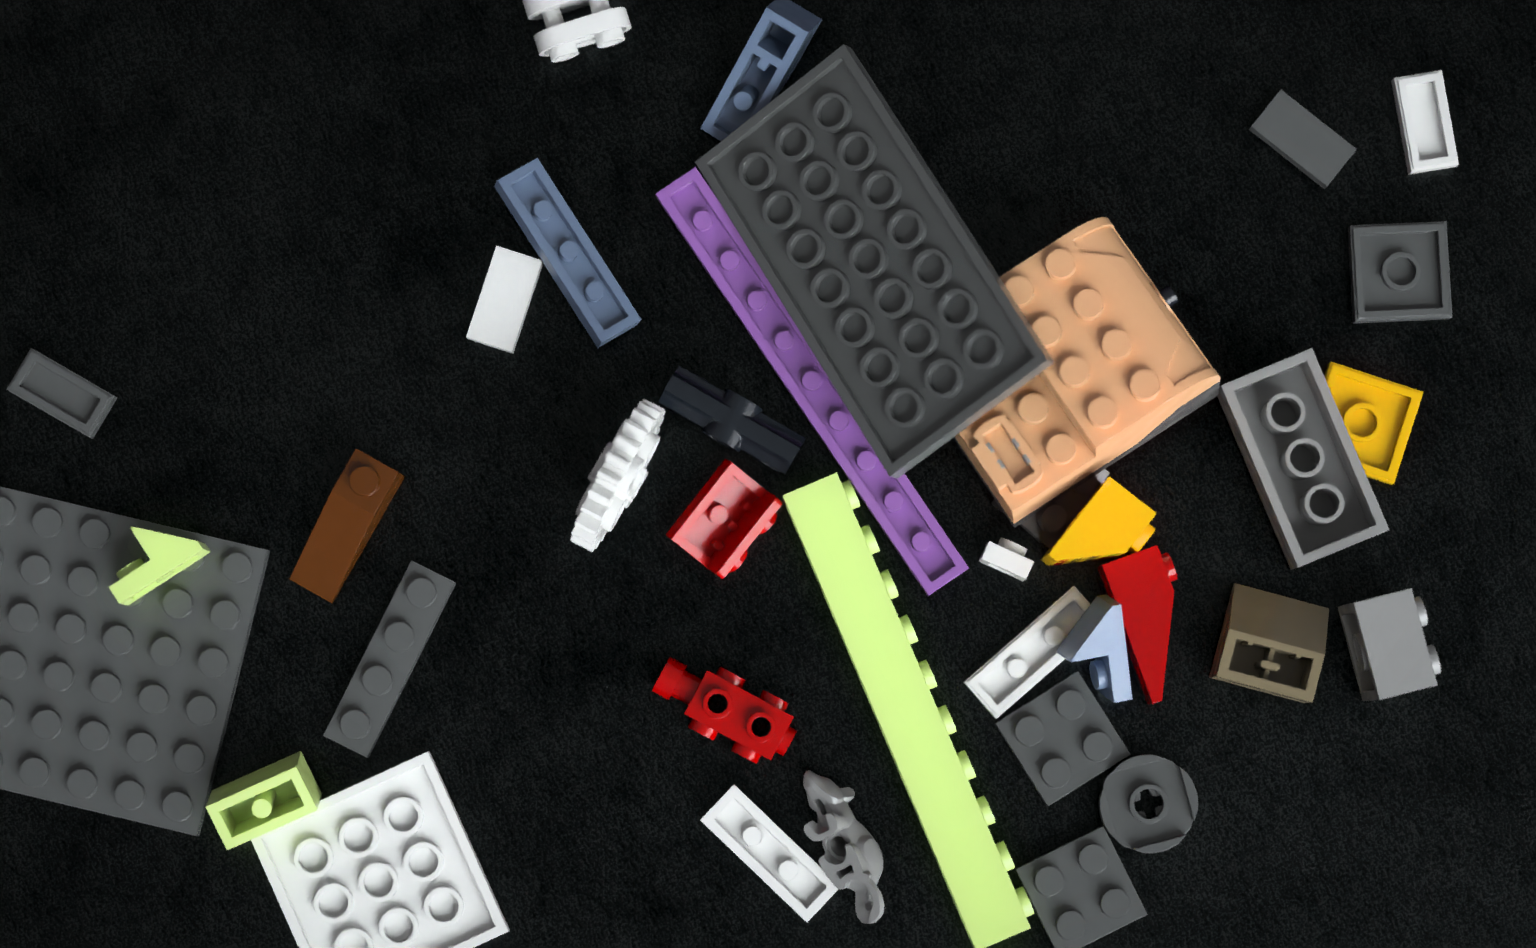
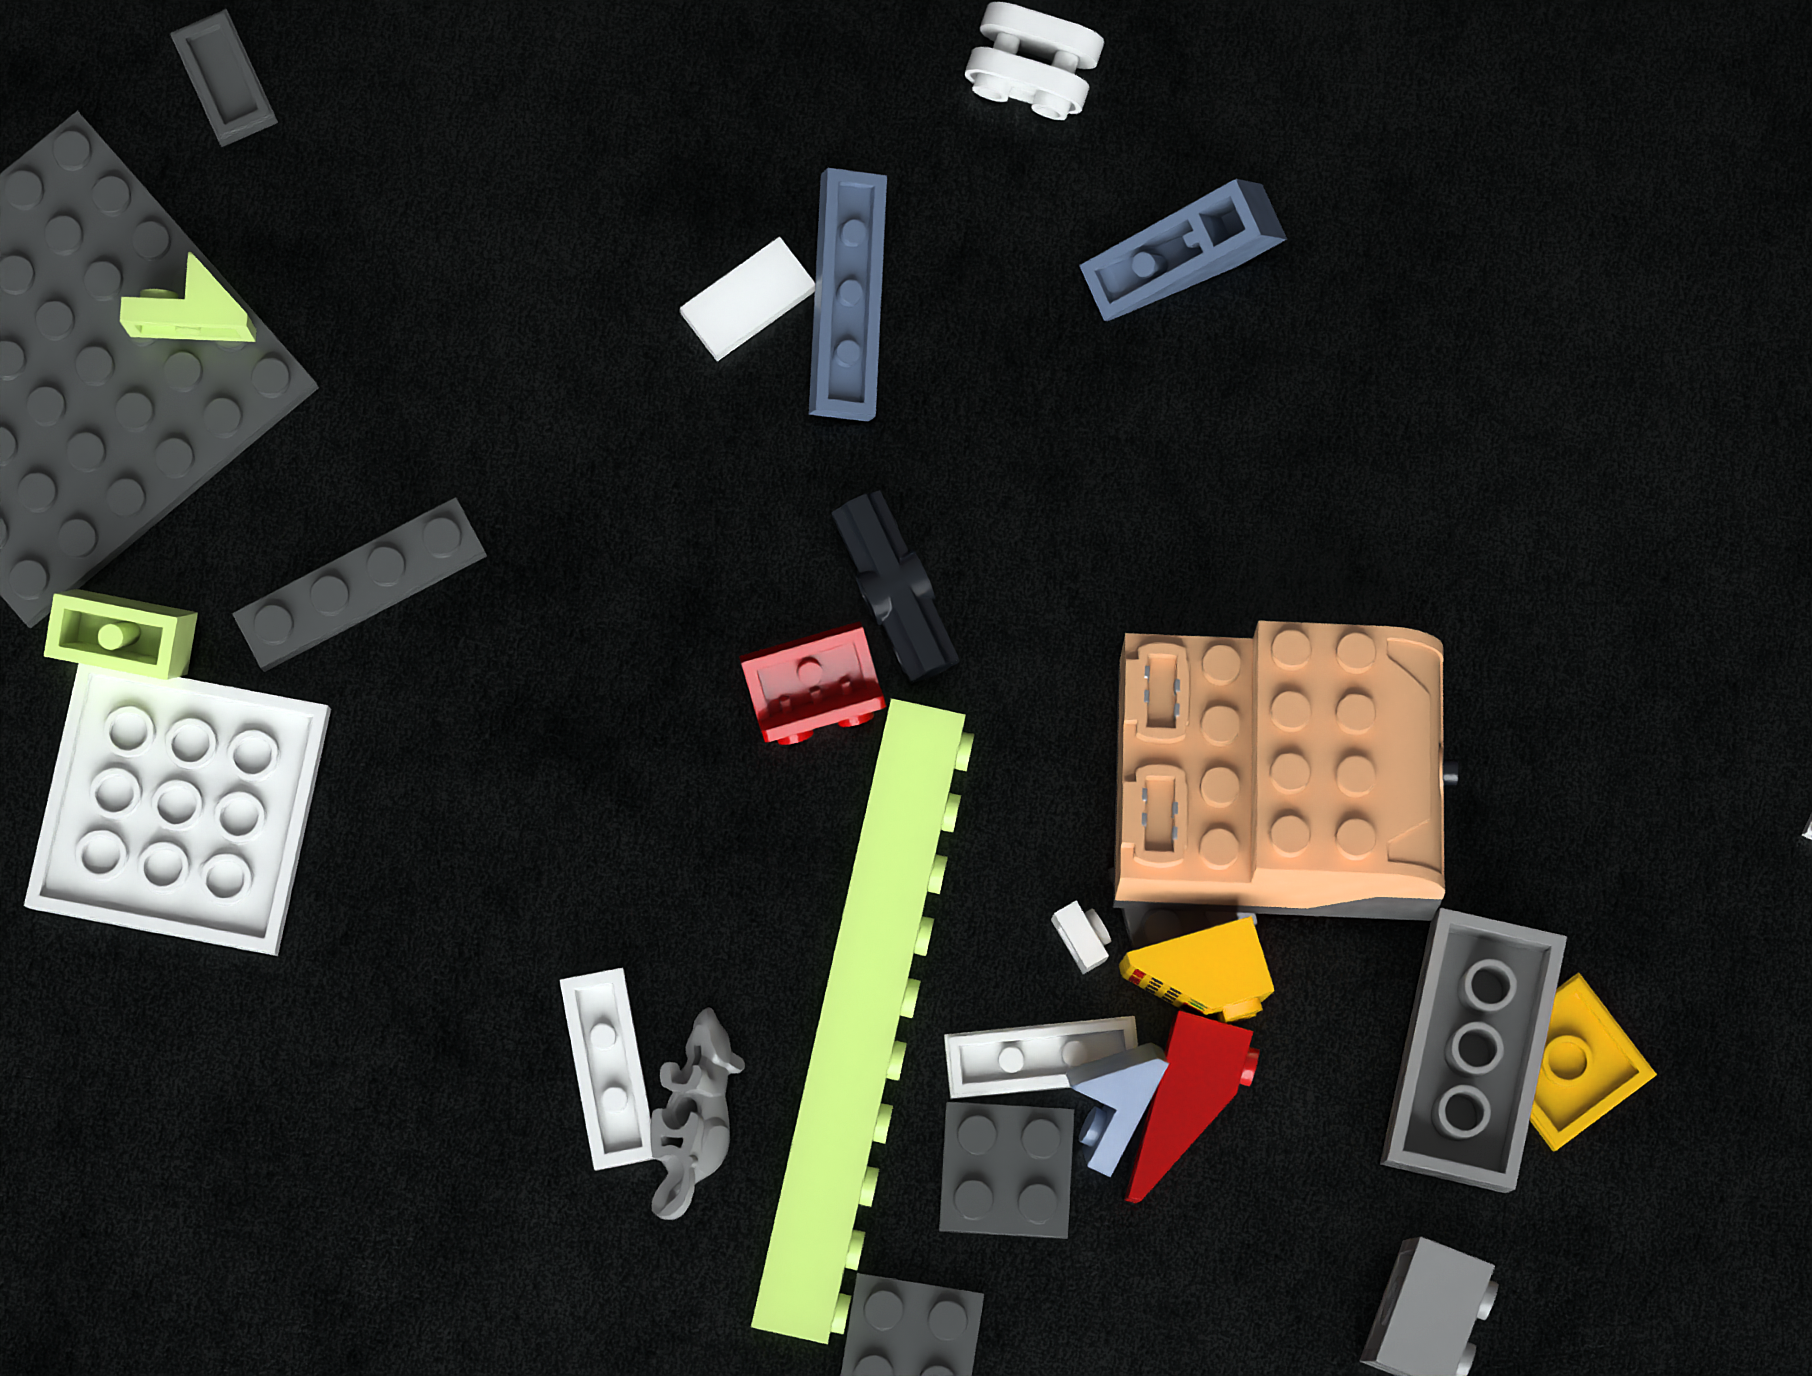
camera: 30 degrees right, 5 degrees down
(346, 524) = (416, 412): reddish brown slope -> none
(618, 475) = (731, 551): white gear -> none
(737, 717) = (673, 898): red brick -> none
(747, 290) = (1008, 609): medium lavender plate -> none
(873, 262) = (1159, 519): dark grey plate -> none
(1171, 818) = (1081, 1287): dark grey plate -> none
(1271, 644) = (1302, 1226): dark tan slope -> none
(1302, 139) = (1712, 717): dark grey tile -> none
(1399, 272) = (1720, 930): dark grey tile -> none

